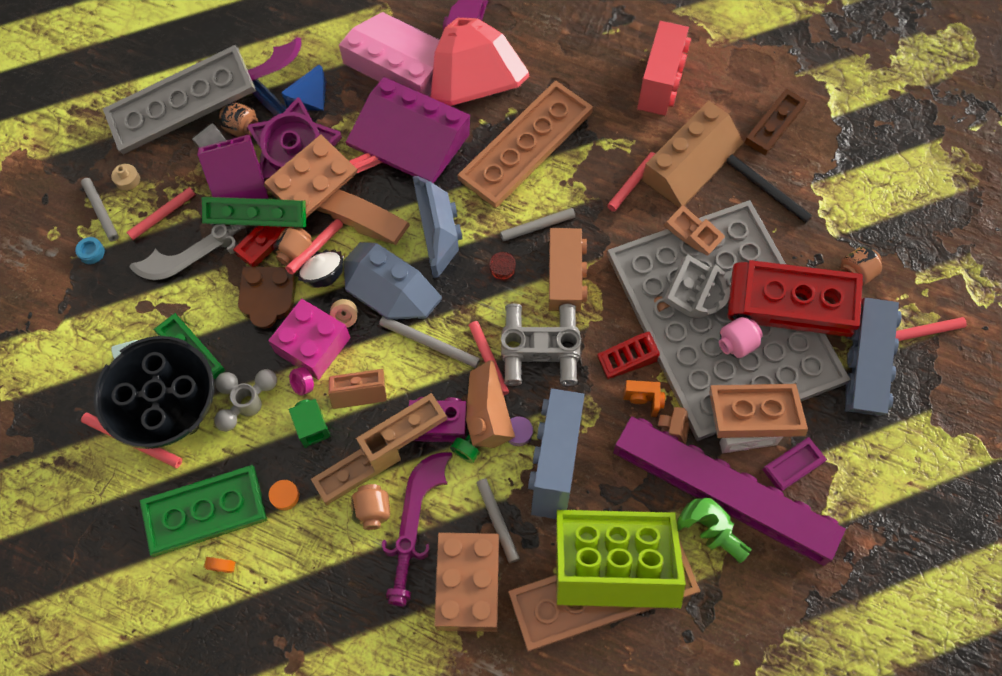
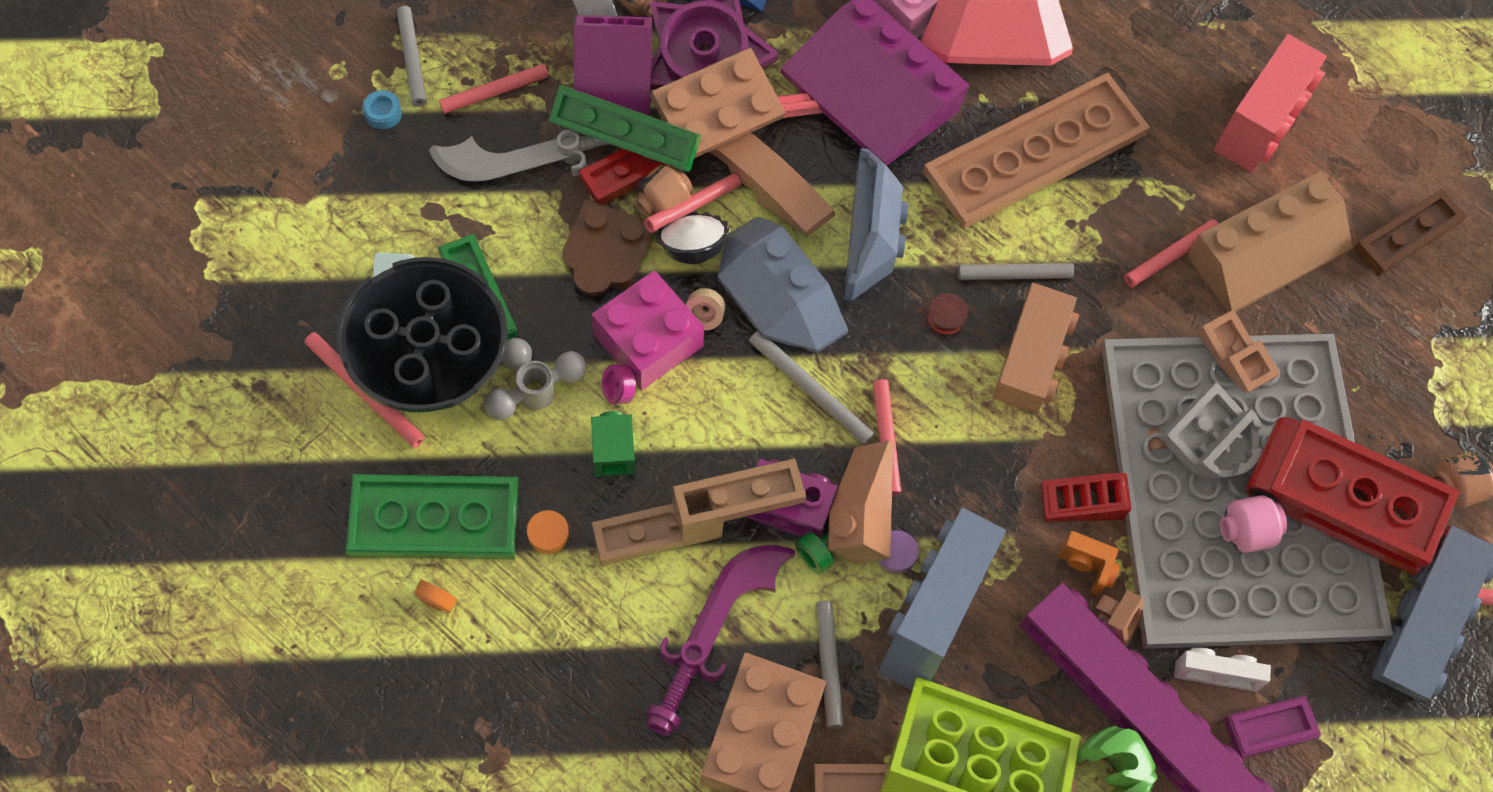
camera: 10 degrees right, 0 degrees up
(125, 177) = (460, 22): tan tile -> none
(357, 388) = (691, 420): nougat slope -> none
(370, 506) = (661, 586): nougat head -> none
(540, 344) = (966, 442): light grey piece -> none
(757, 411) = (1244, 634): nougat plate -> none
(768, 188) = (1368, 326): black piece -> none

